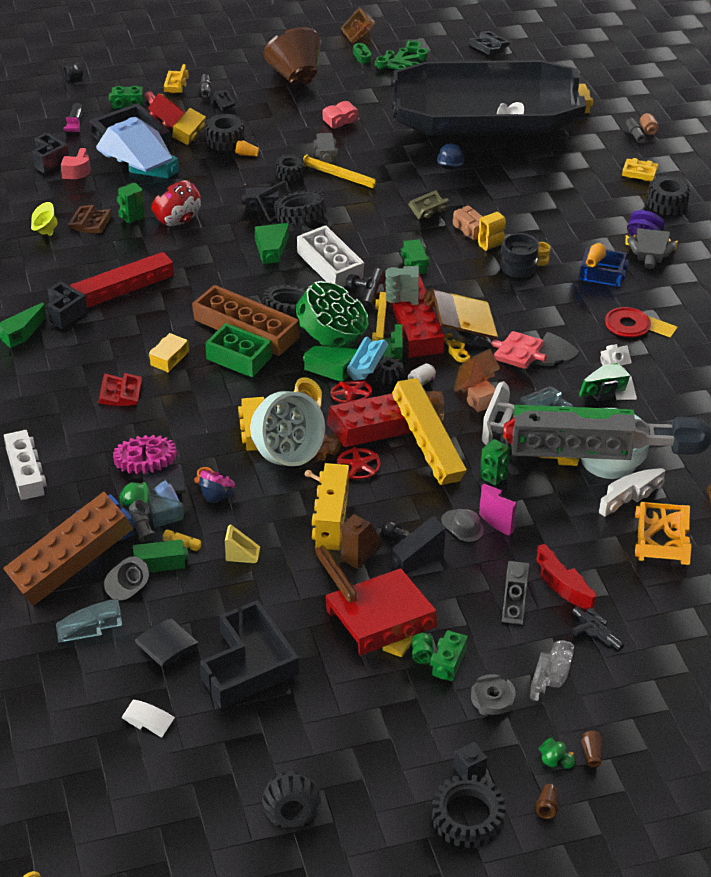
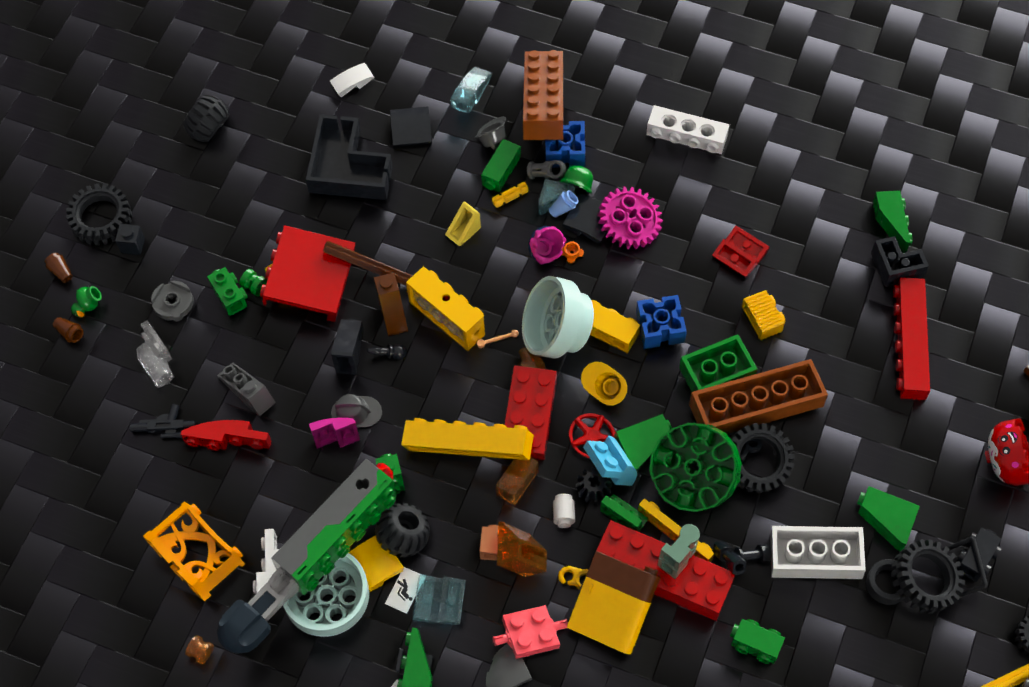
camera: 130 degrees right, 20 degrees up
(226, 392) = (661, 321): none -> blue brick
(359, 463) = (493, 379): red wheel -> none
(499, 402) = (439, 505): white piece -> none

